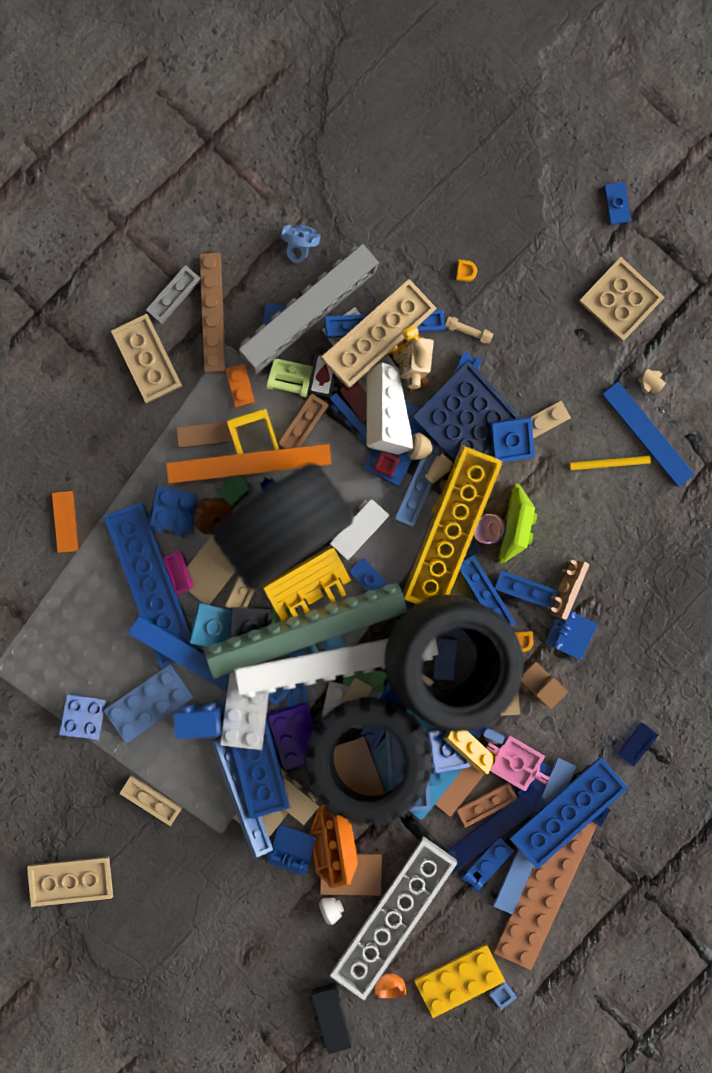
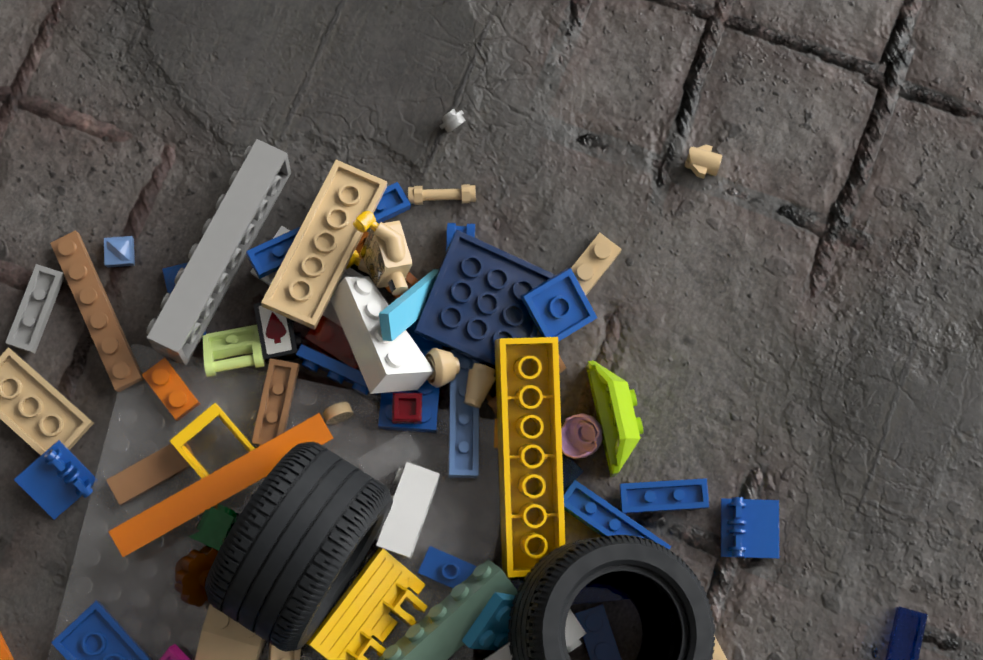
camera: 25 degrees left, 10 degrees down
(145, 413) = (56, 479): none -> blue hinge
(172, 510) = (143, 594): blue plate -> none
(242, 278) = (119, 251): none -> medium blue tile
(299, 237) = (174, 168): medium blue tile -> none
(340, 447) = (337, 413): none -> tan tile
(382, 624) = (491, 626): none -> dark azure plate
(413, 400) = (406, 308): none -> medium azure tile
(466, 271) = (406, 123): light orange tile -> none
(497, 282) = (452, 120): none -> light grey plate
(525, 639) = (695, 562): light orange tile -> none
(542, 685) = (744, 614): medium nougat brick -> none
(568, 589) = (719, 470): medium nougat plate -> none
(610, 463) = (697, 285): yellow bar -> none
(621, 299) = (618, 76): tan plate -> none
(648, 434) = (729, 229): blue tile -> none

